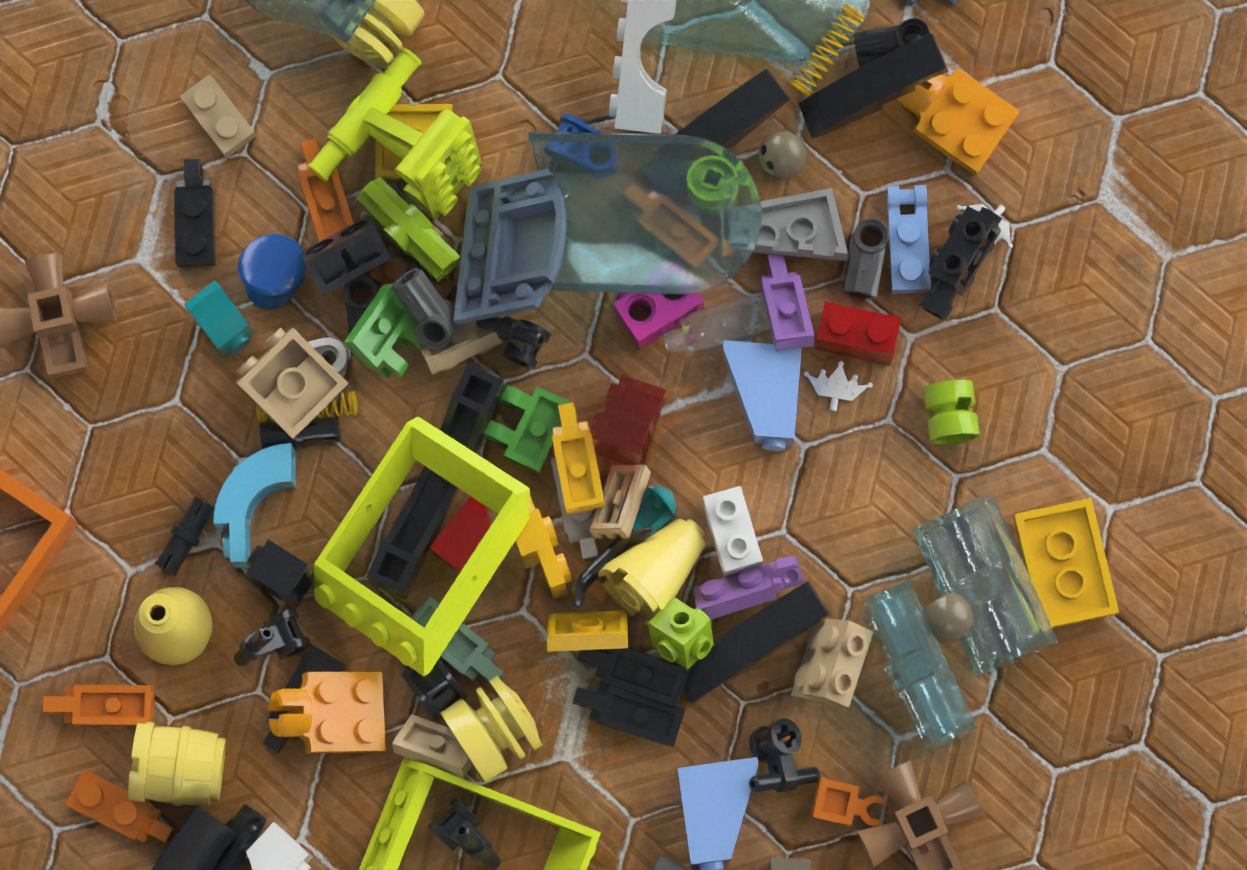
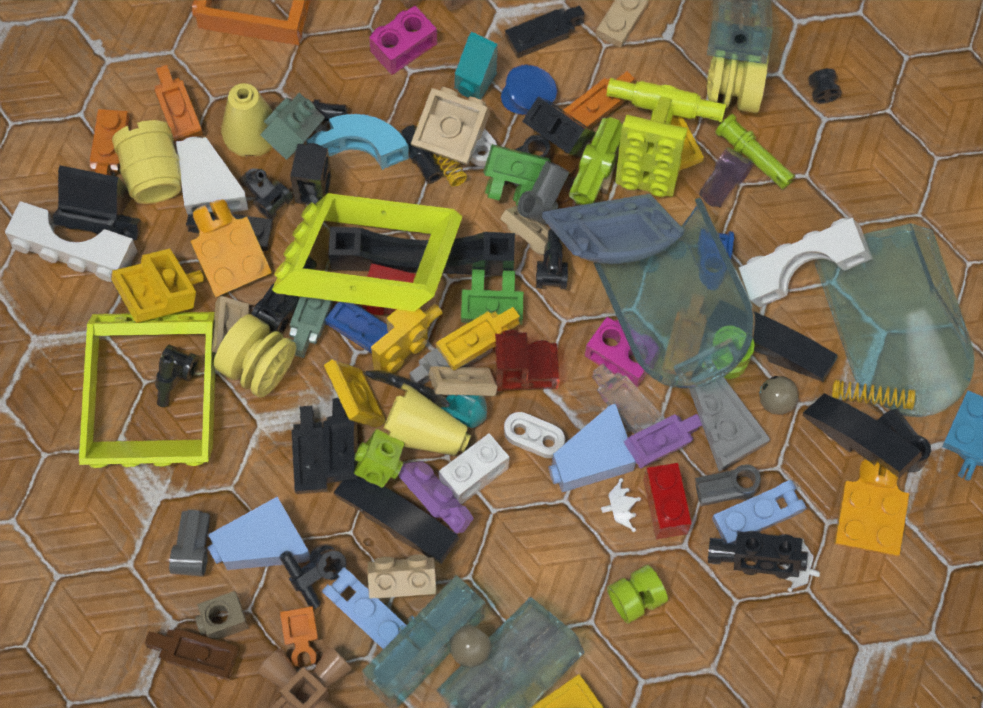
camera: 60 degrees right, 10 degrees down
(142, 389) = (407, 44): none -> dark pink brick
(206, 571) = (291, 124): none -> sand green brick
(224, 703) = (207, 177): none -> white slope
(347, 815) = (156, 286): none -> yellow plate
(454, 47) = (745, 143): none -> lime pin
(483, 82) = (728, 172): none -> piece
(504, 591) = (356, 324): none -> blue plate
(715, 448) = (535, 433): none -> white plate
(866, 712) = (367, 613): none -> light blue plate

